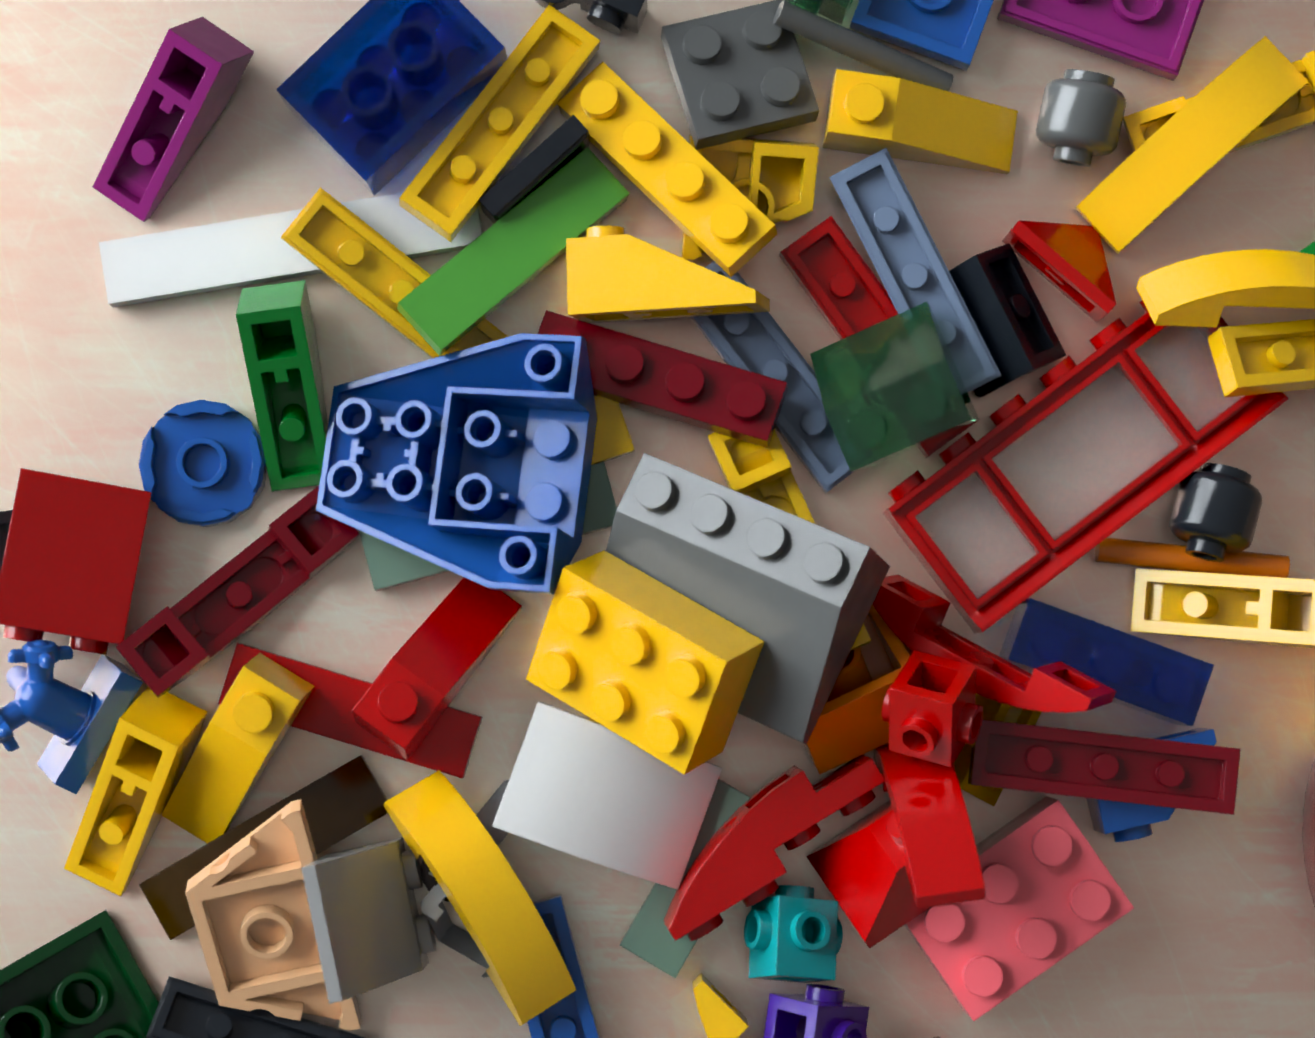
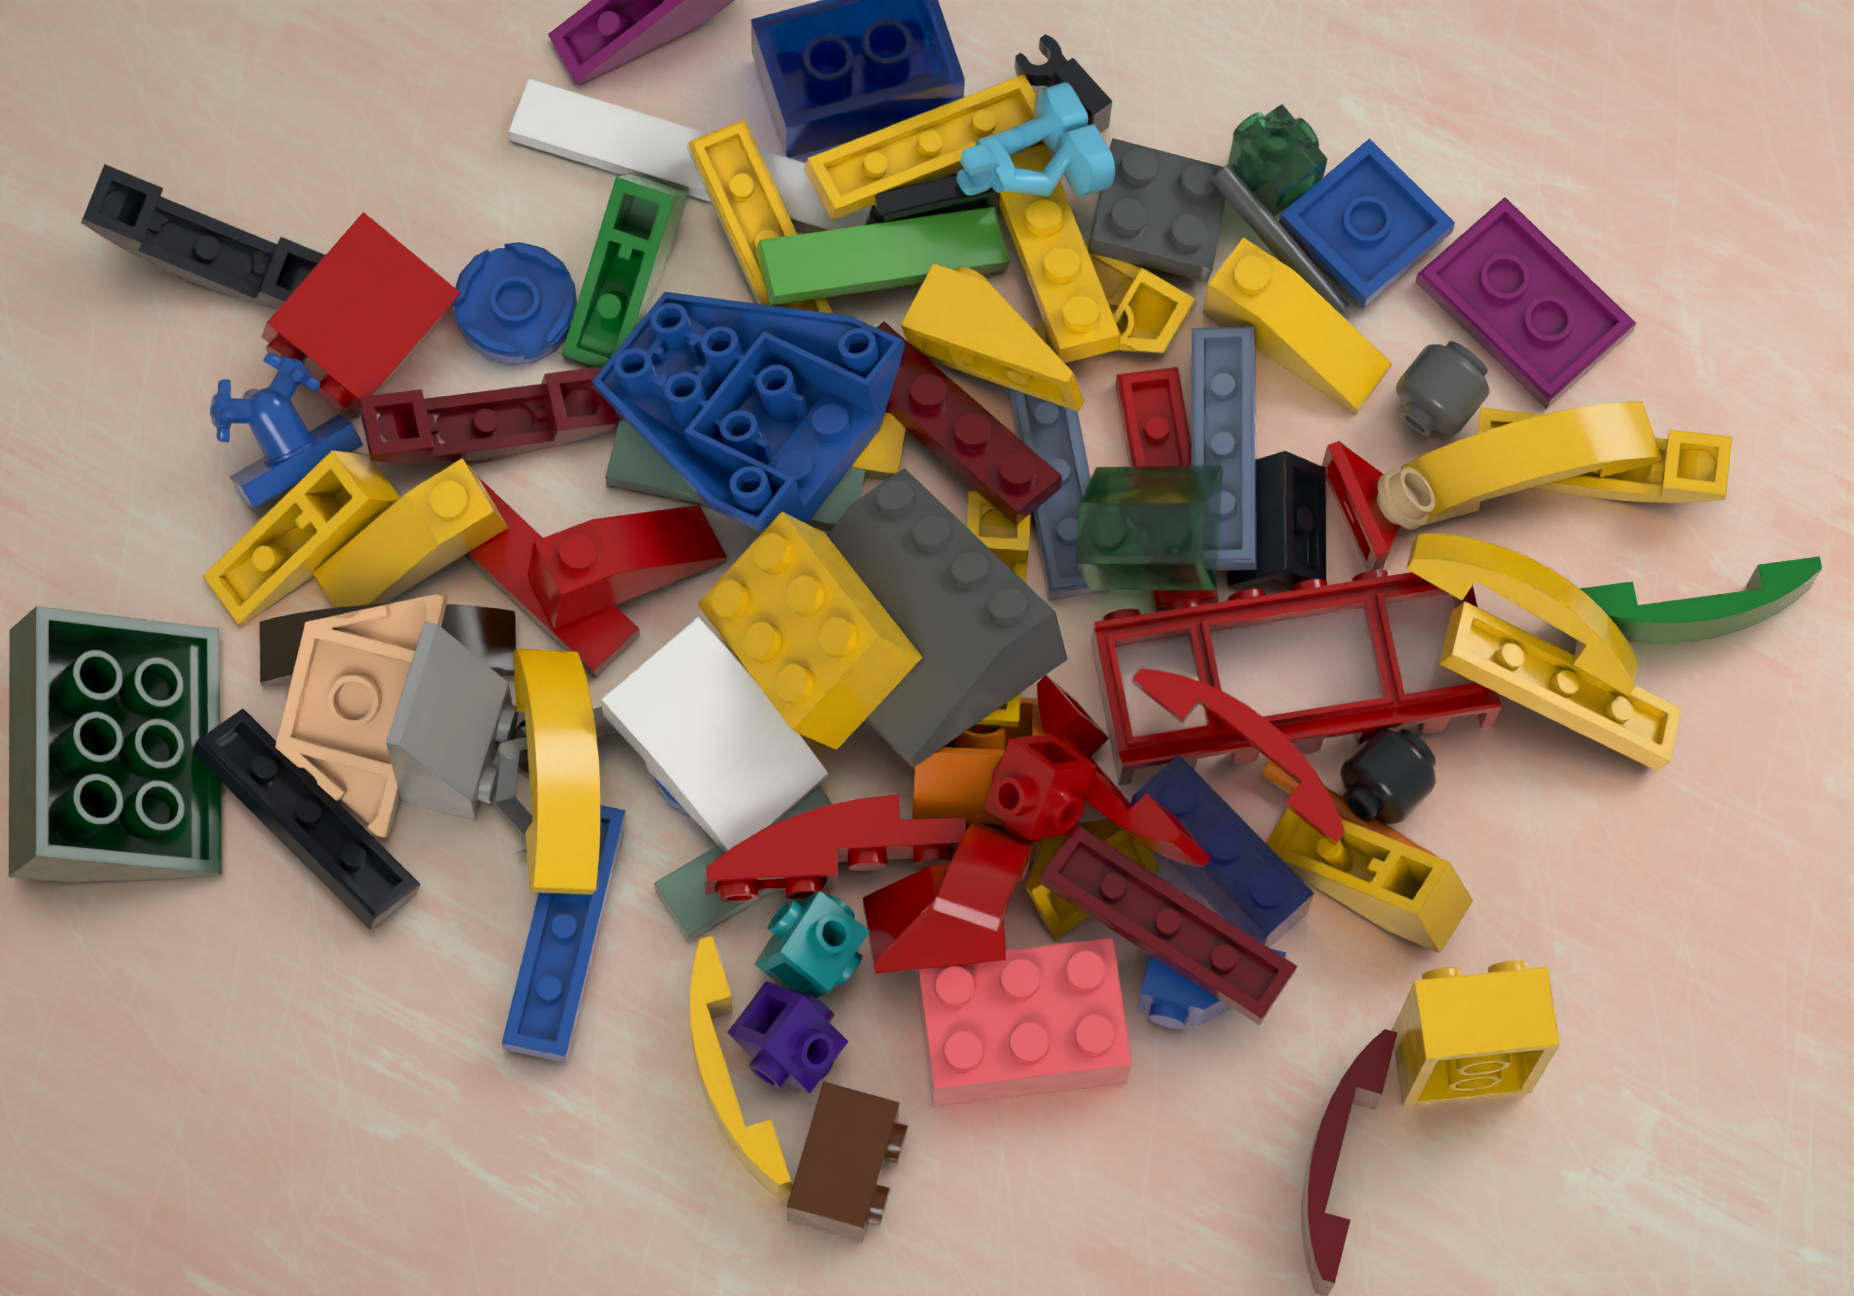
camera: 25 degrees right, 15 degrees down
(616, 43) = (1064, 129): none -> medium azure piece
(1012, 549) = (1181, 696): none -> red slope
(1103, 241) = (1405, 497): none -> tan plate

